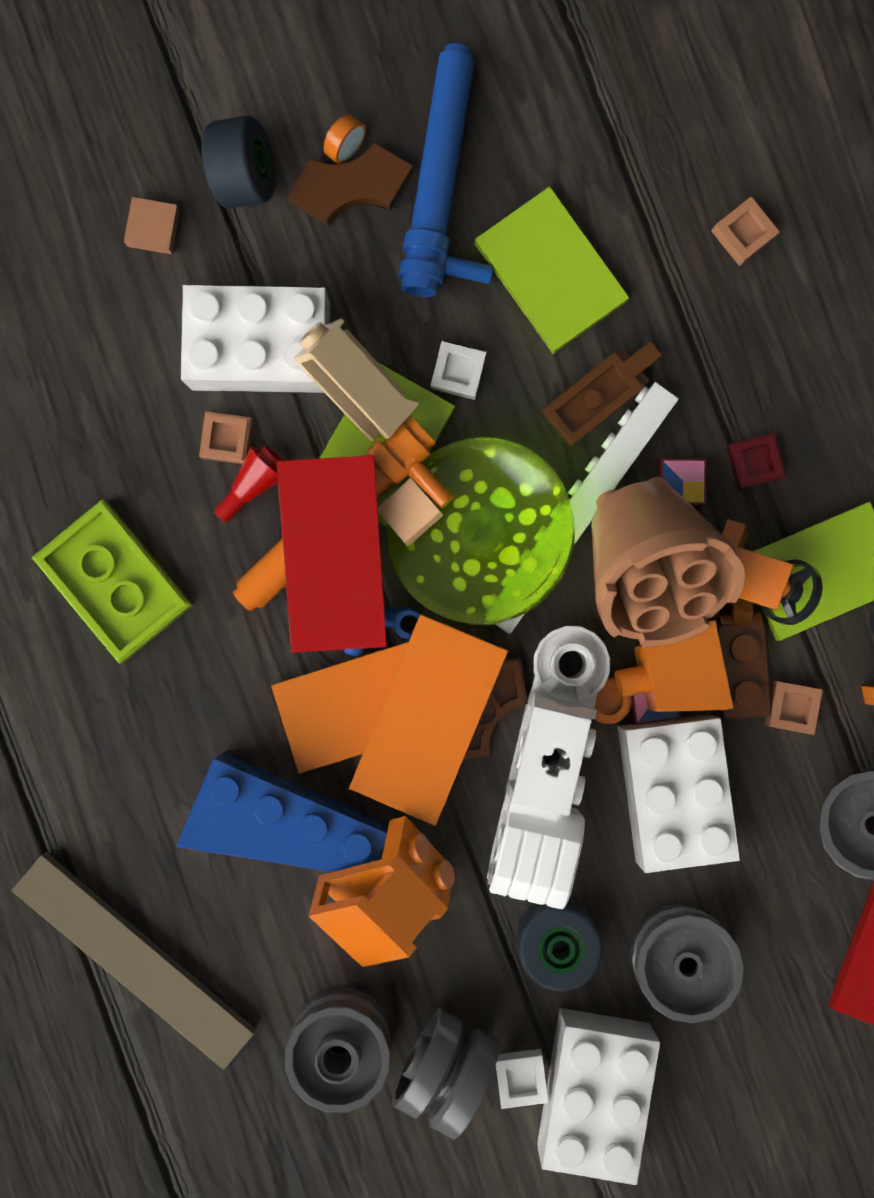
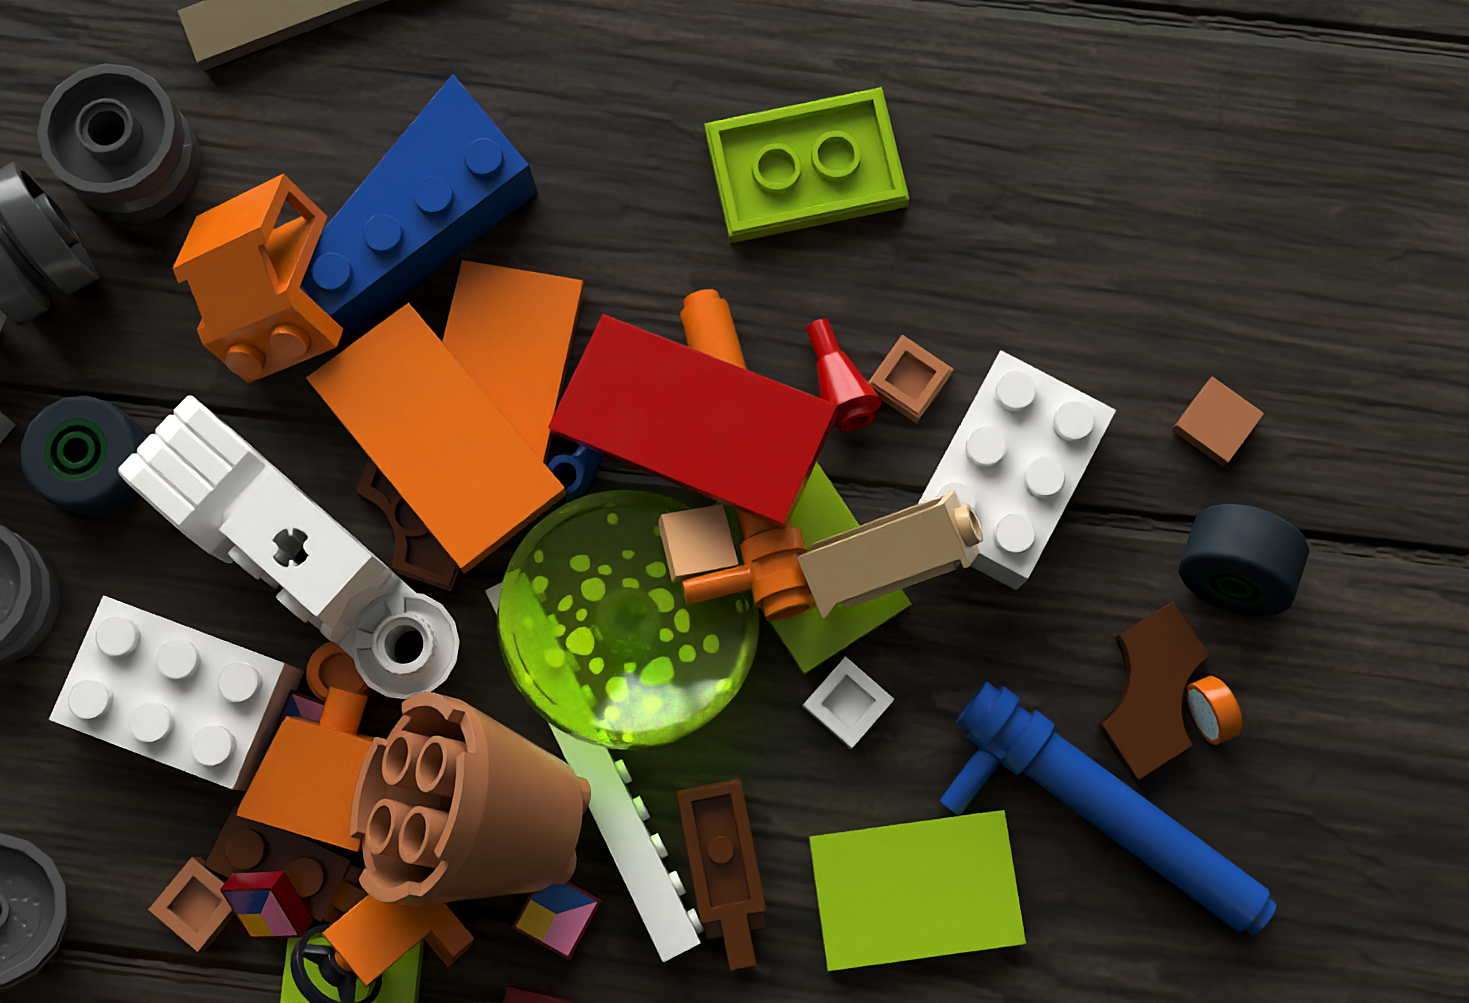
camera: 120 degrees right, 10 degrees down
(773, 661) = (266, 905): none -> tile

